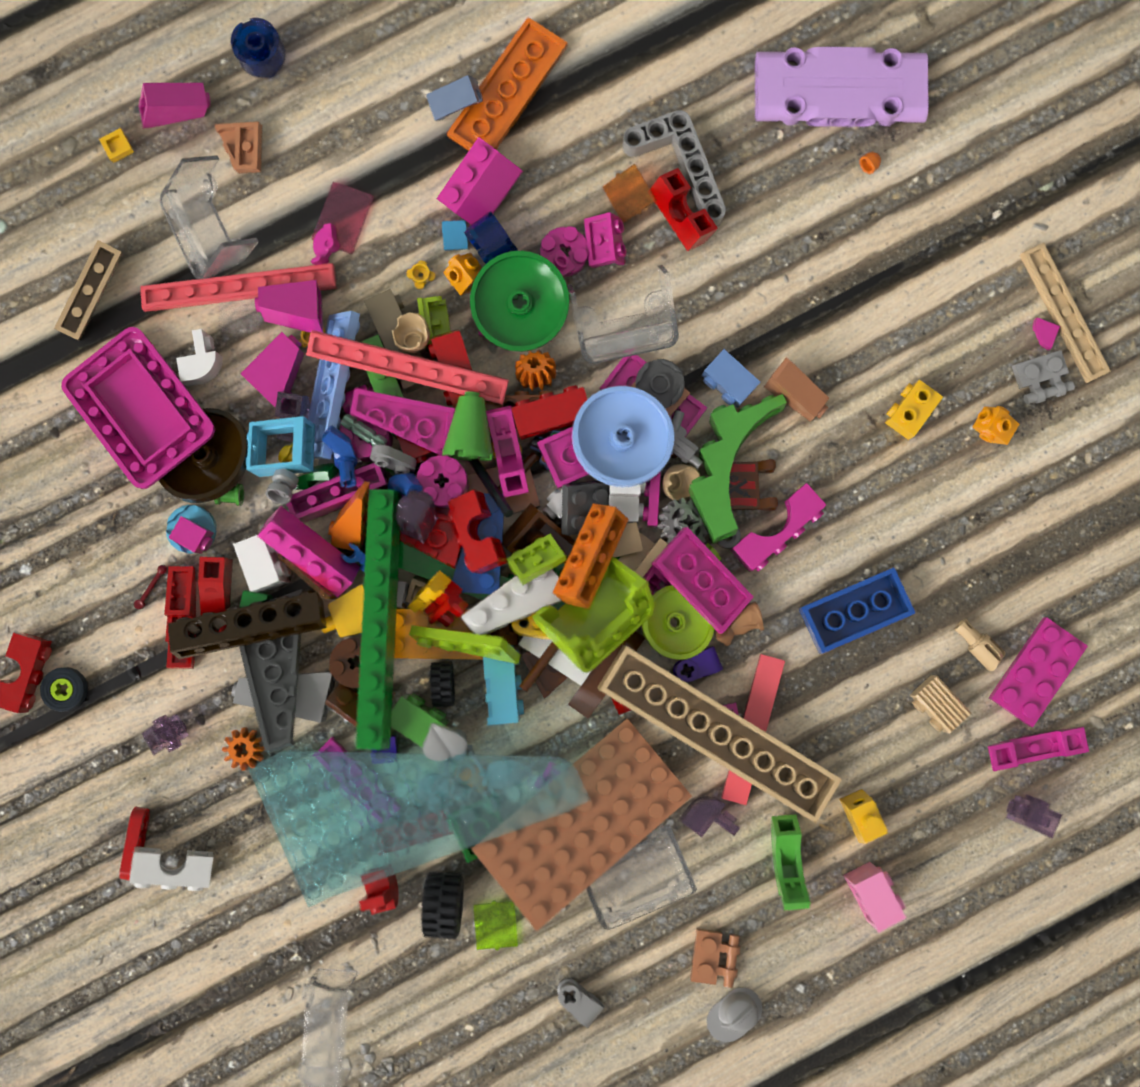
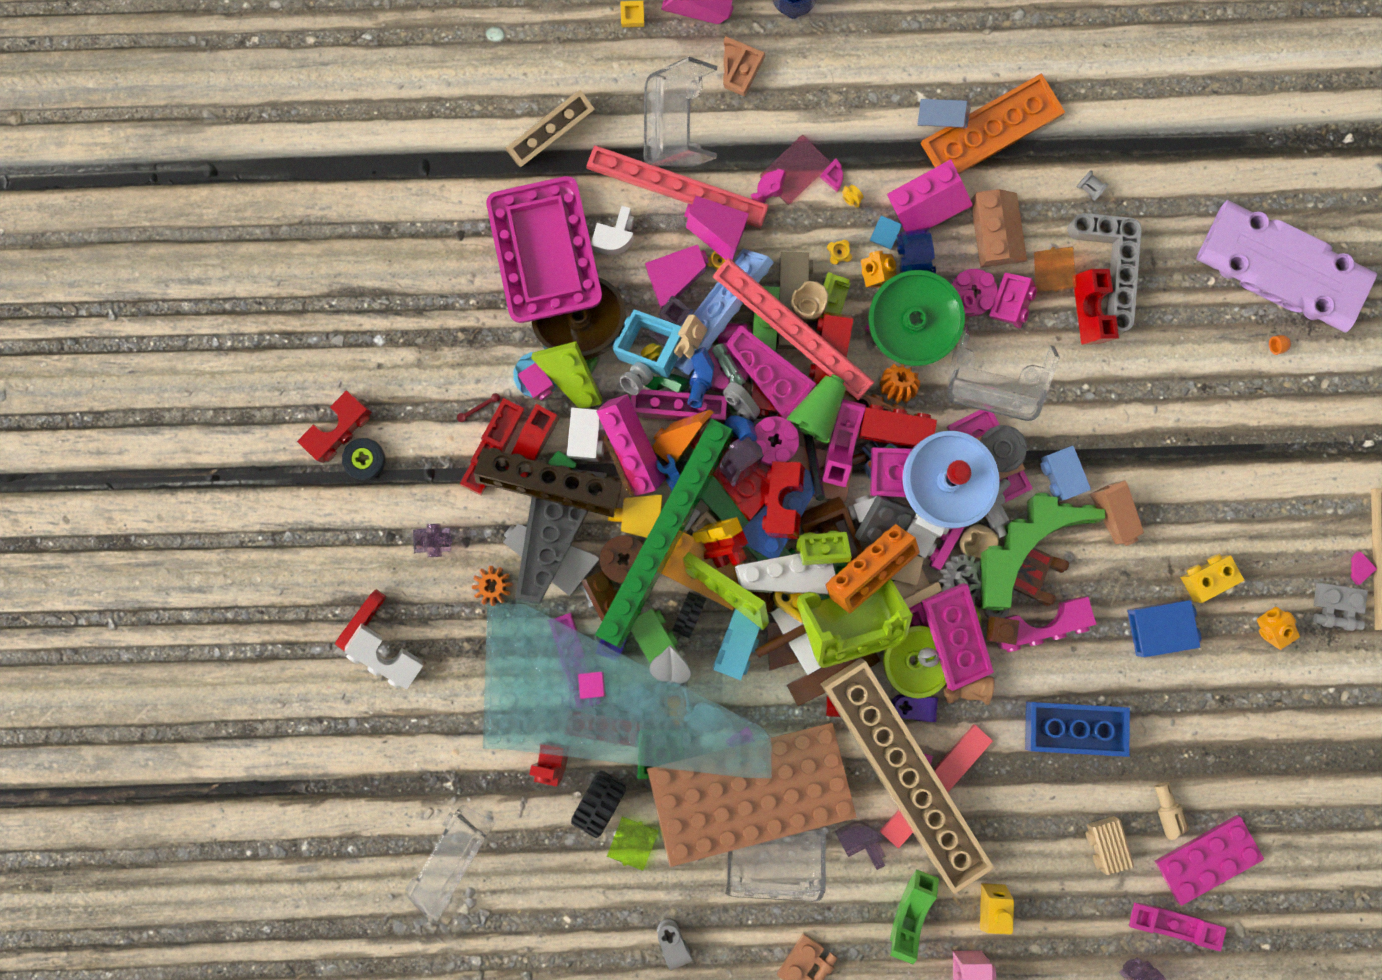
camera: 25 degrees right, 0 degrees up
(218, 511) = (570, 373): none -> lime wing
(314, 419) = (691, 335): none -> tan plate
(380, 206) = (833, 175): none -> dark pink tile
(380, 796) = (591, 685): none -> dark pink tile
(407, 216) = (852, 195): none -> yellow plate
(558, 180) = (998, 228): none -> nougat slope
(625, 426) = (959, 472): none -> red plate
(626, 98) = (1092, 185): none -> light grey bush
(682, 609) = (926, 653): none -> light grey hinge
(741, 553) = (1002, 630): none -> reddish brown brick
(892, 477) = (1164, 628): none -> blue brick

